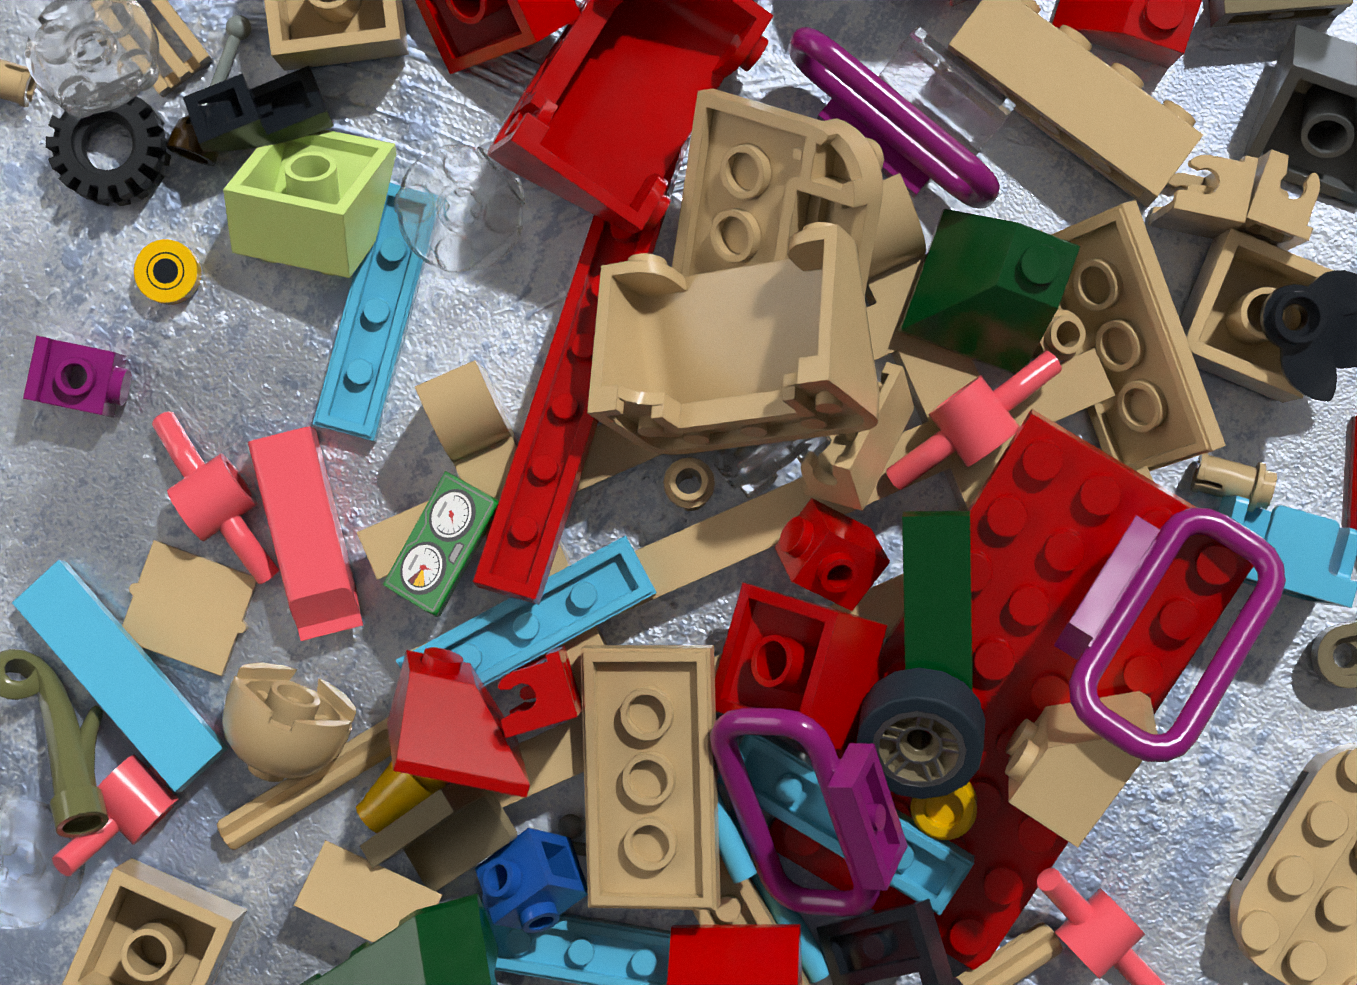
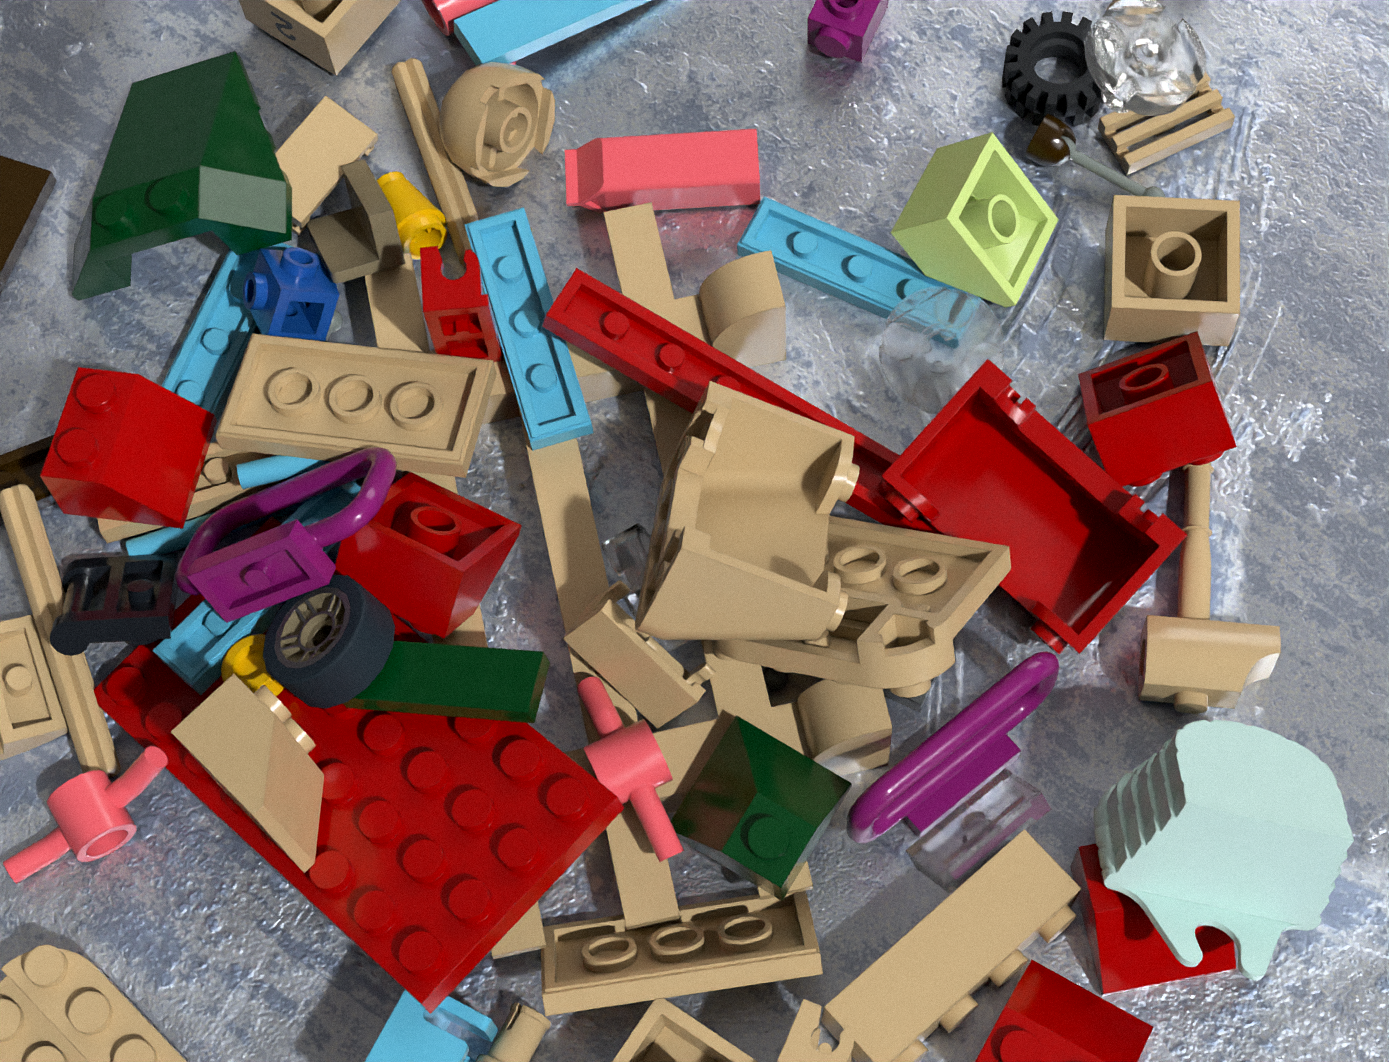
camera: 110 degrees right, 20 degrees down
(167, 272) = (931, 102): yellow tile -> none
(189, 607) = (619, 74): tan piece -> none
(213, 497) = (715, 98): coral piece -> none
(242, 118) = (1063, 183): black slope -> none
(442, 544) = (620, 263): slope -> none
(450, 726) = (446, 208): slope -> none
(685, 469) = (629, 502): tan pin -> none
(831, 554) = (529, 606): red brick -> none
(1063, 336) = (685, 882): tan pin -> none
(1119, 598) = (407, 819): magenta bar -> none

